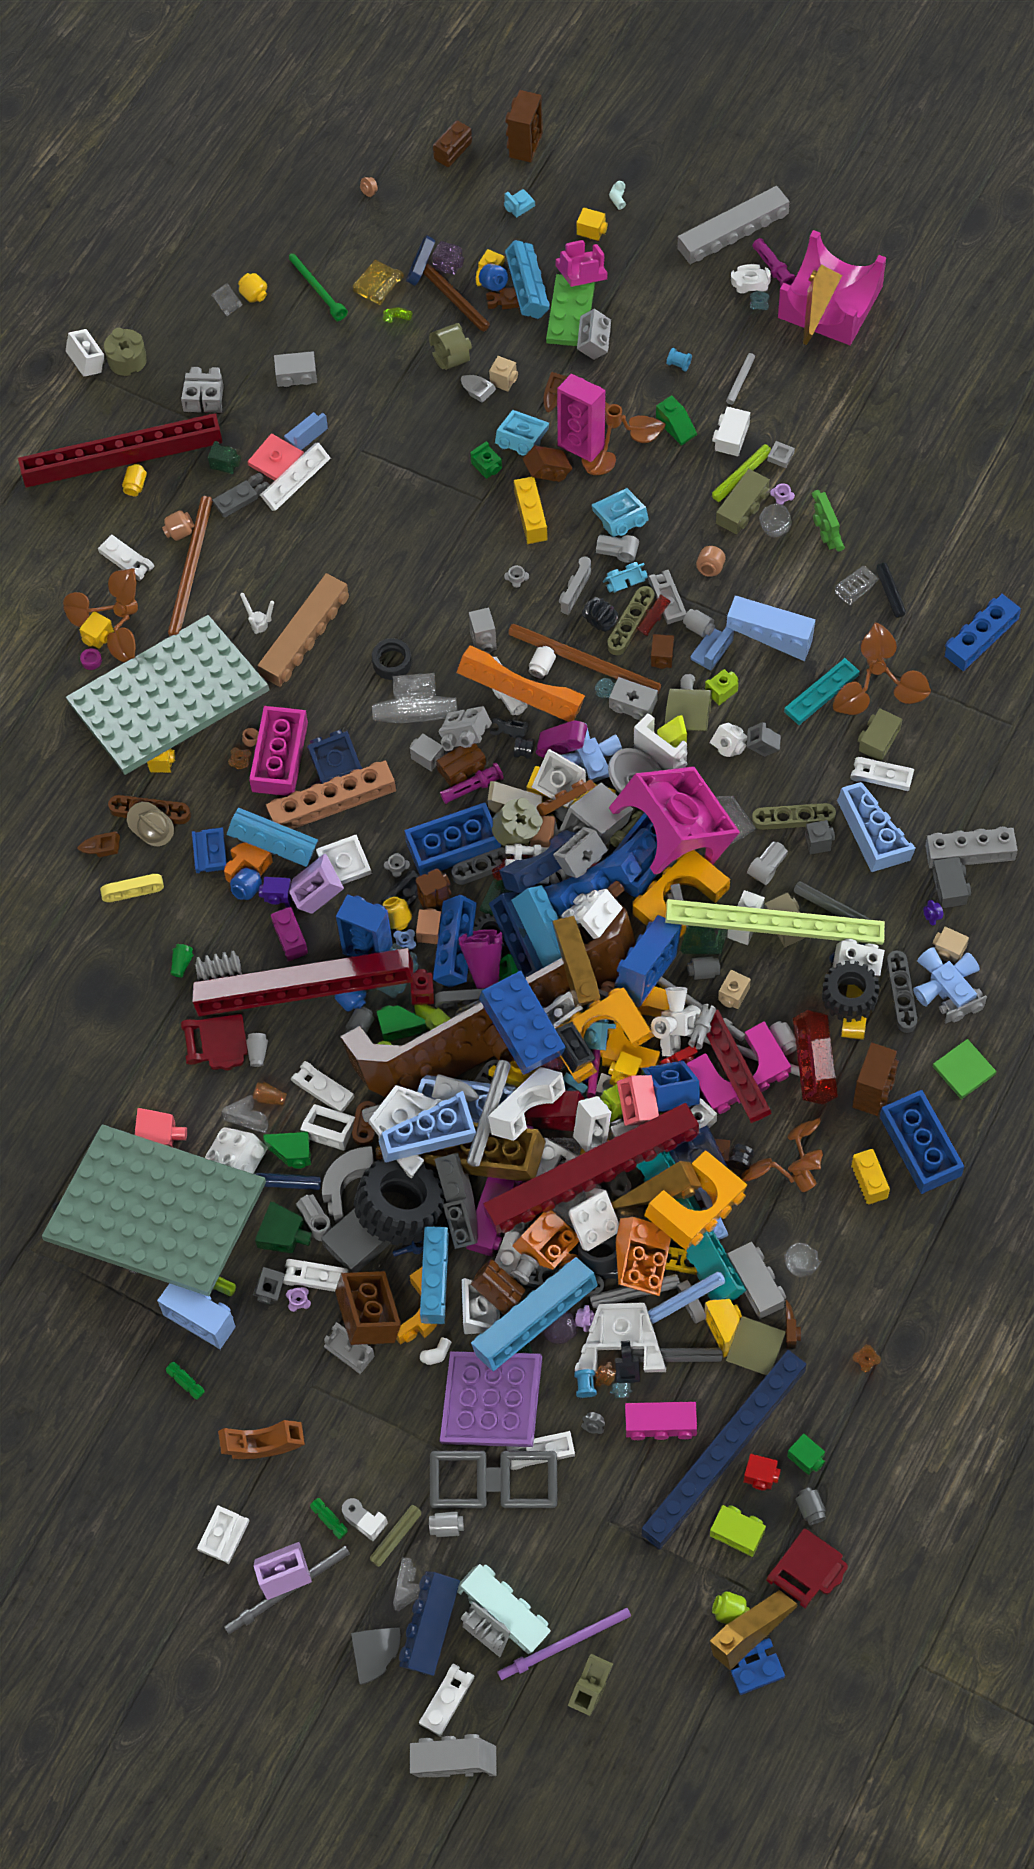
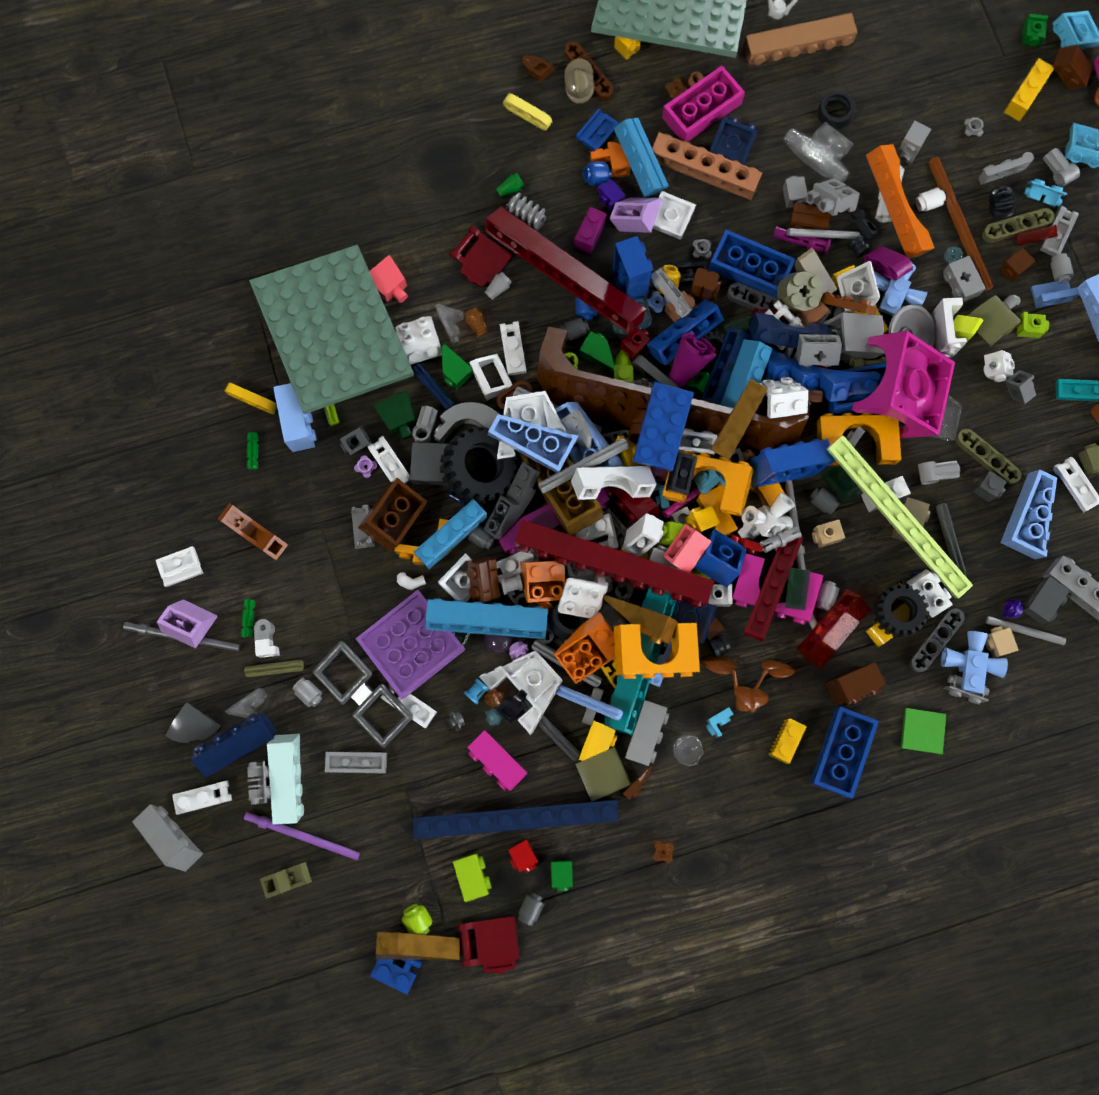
camera: 45 degrees right, 15 degrees up
(138, 1338) = (251, 398): none -> yellow beam
(415, 919) = (671, 292): none -> light grey hinge
(460, 1259) = (481, 538): none -> dark grey brick
(484, 764) = (822, 233): none -> light grey bar
(546, 1539) = (356, 762): none -> light grey plate
(755, 1050) = (797, 589): none -> clear green plate
(801, 1213) = (721, 718): none -> medium azure bracket
(960, 919) = (1026, 630): none -> light grey bar

